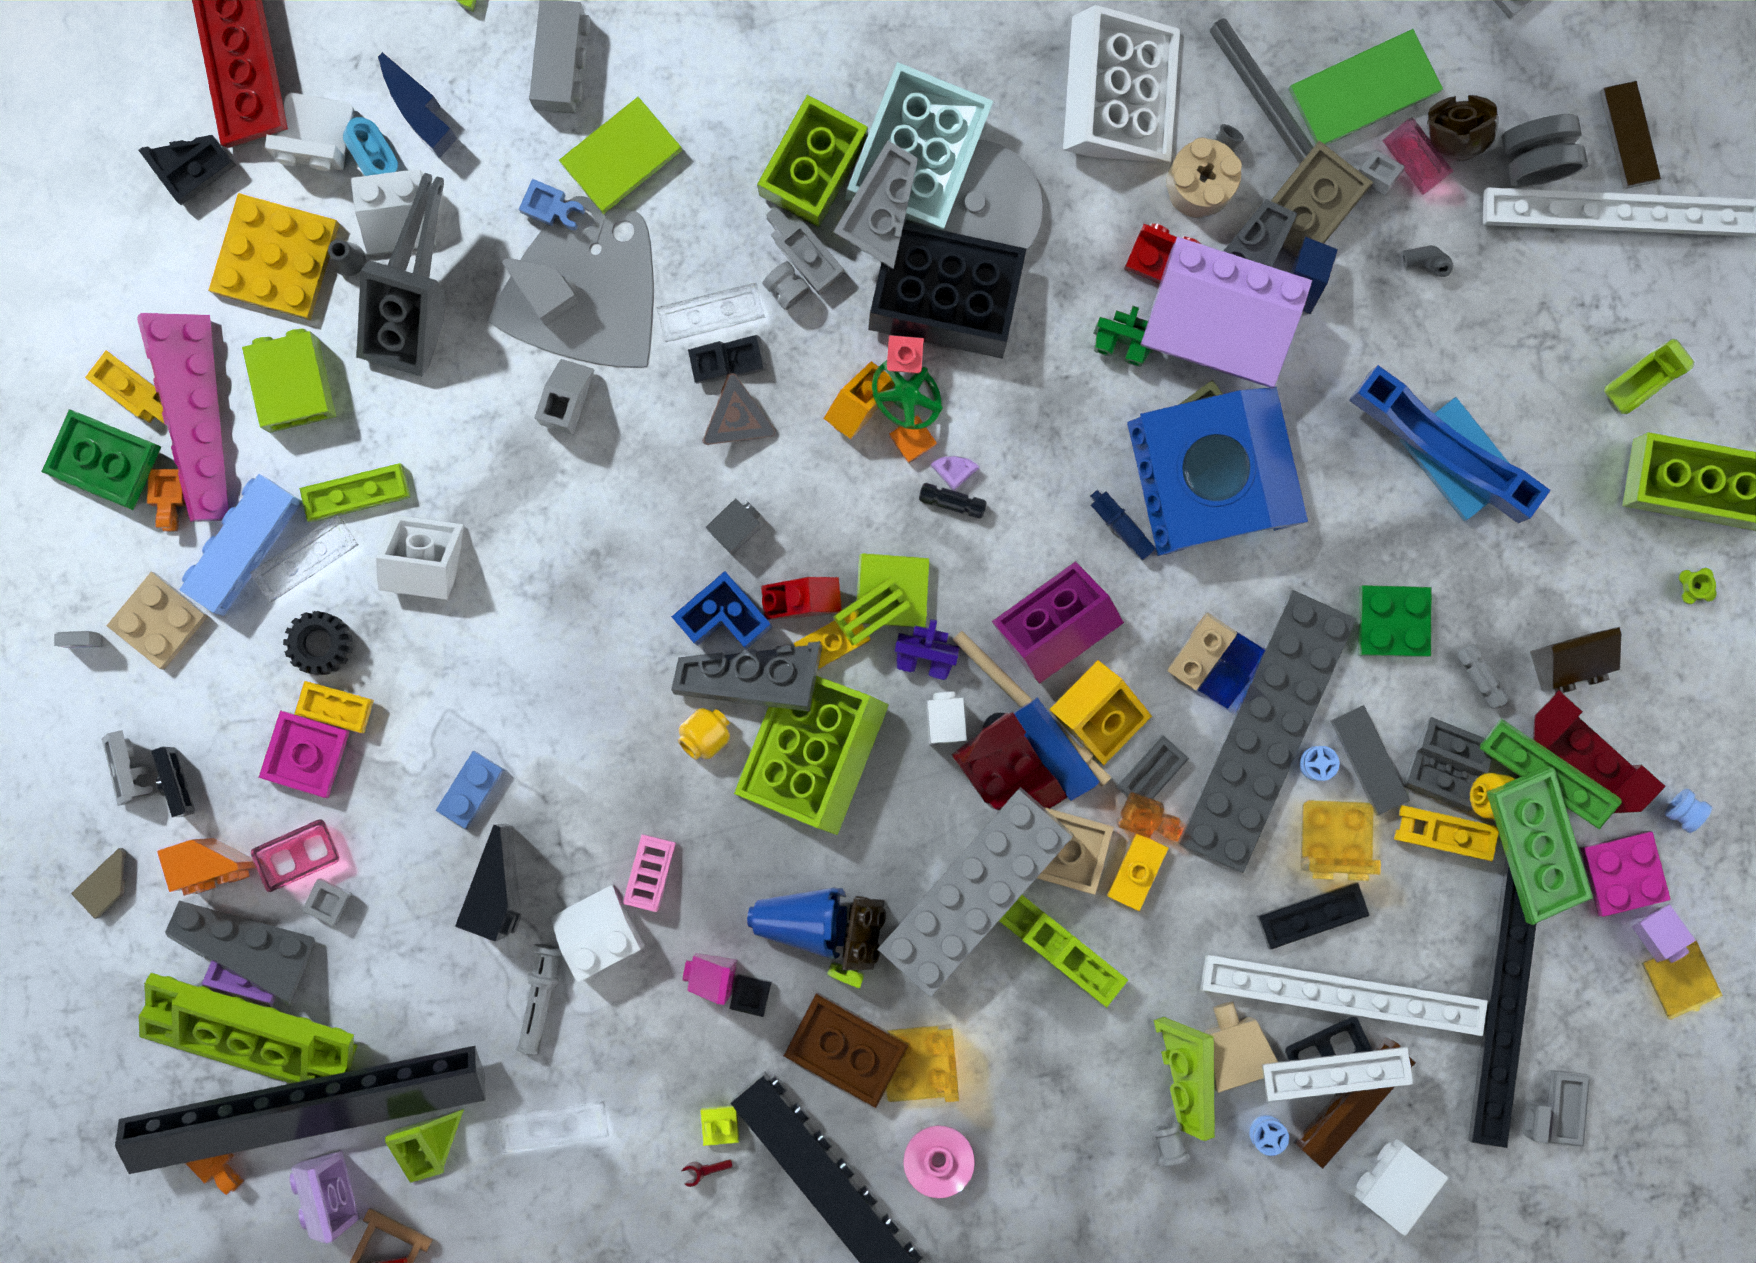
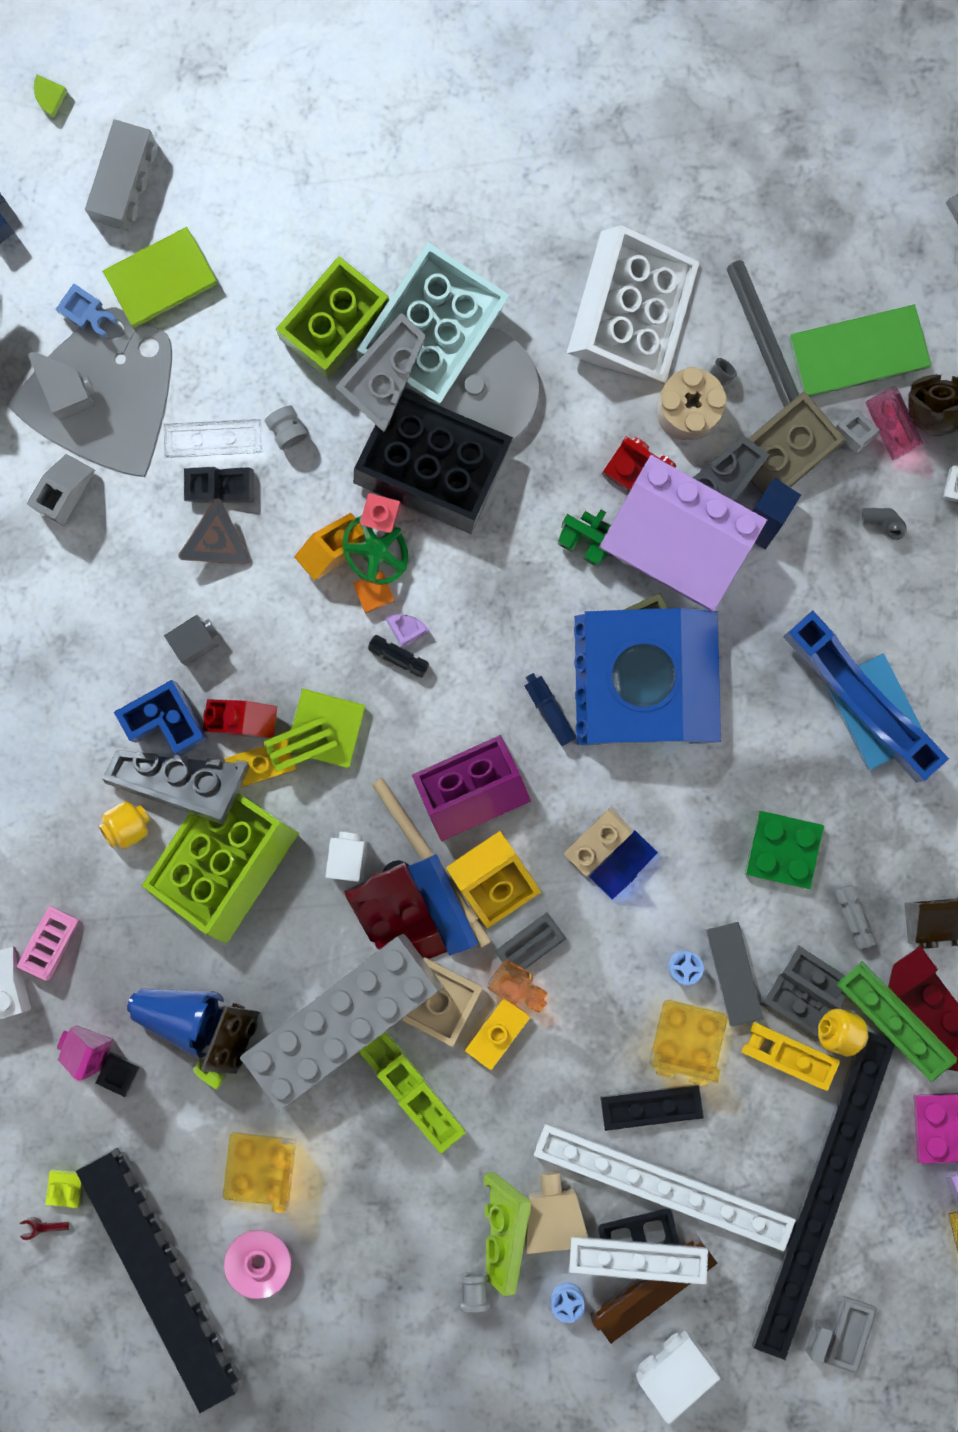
camera: 15 degrees right, 0 degrees up
(804, 250) = (310, 399): light grey hinge -> none
(846, 1050) = (194, 1143): reddish brown tile -> none
(912, 647) = (346, 785): dark purple hips -> none
(1267, 731) = (644, 927): dark grey plate -> none
(1539, 845) = (872, 1085): bright green tile -> none

